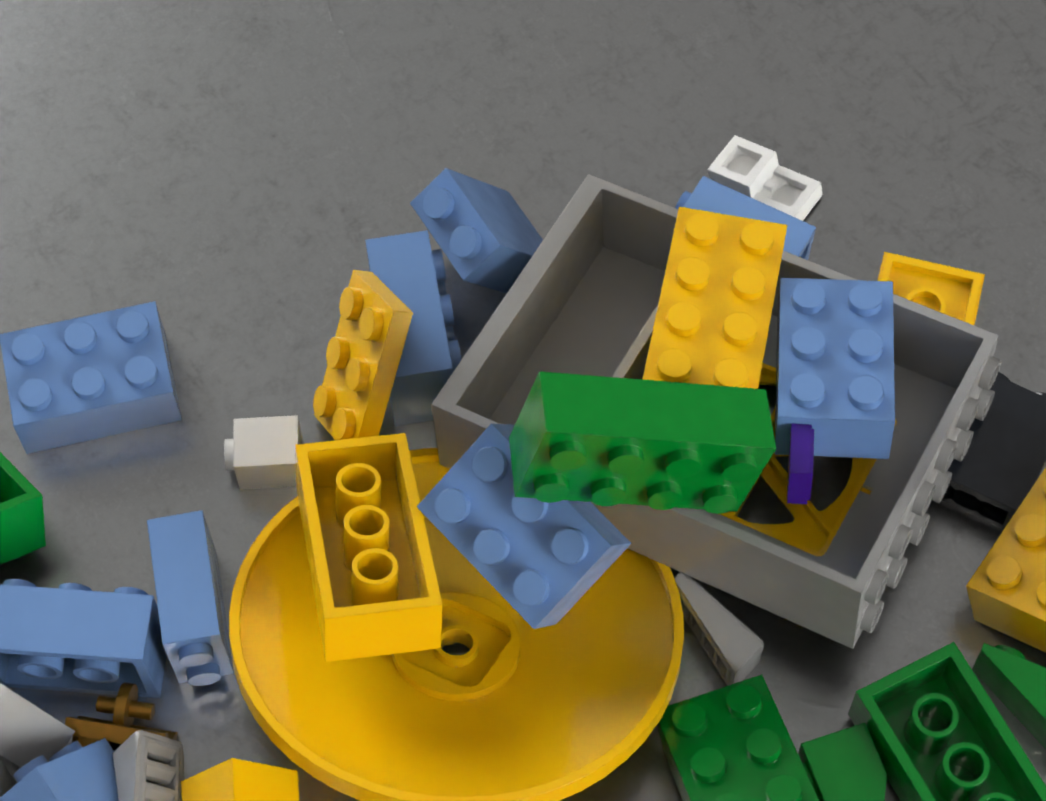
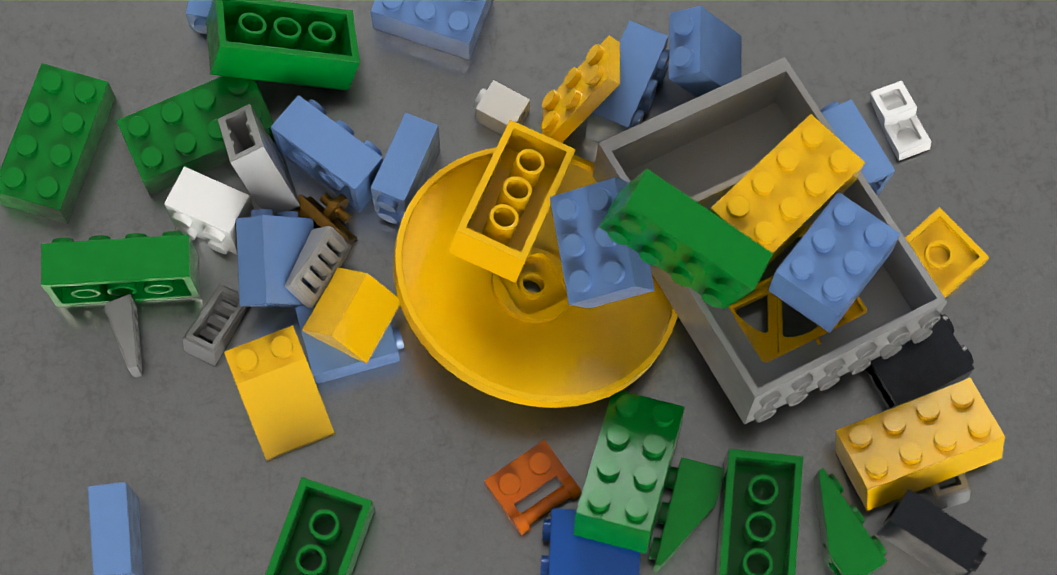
camera: 30 degrees right, 10 degrees up
(722, 635) = (683, 375): light grey slope -> none
(800, 464) = (773, 305): dark purple tile -> none

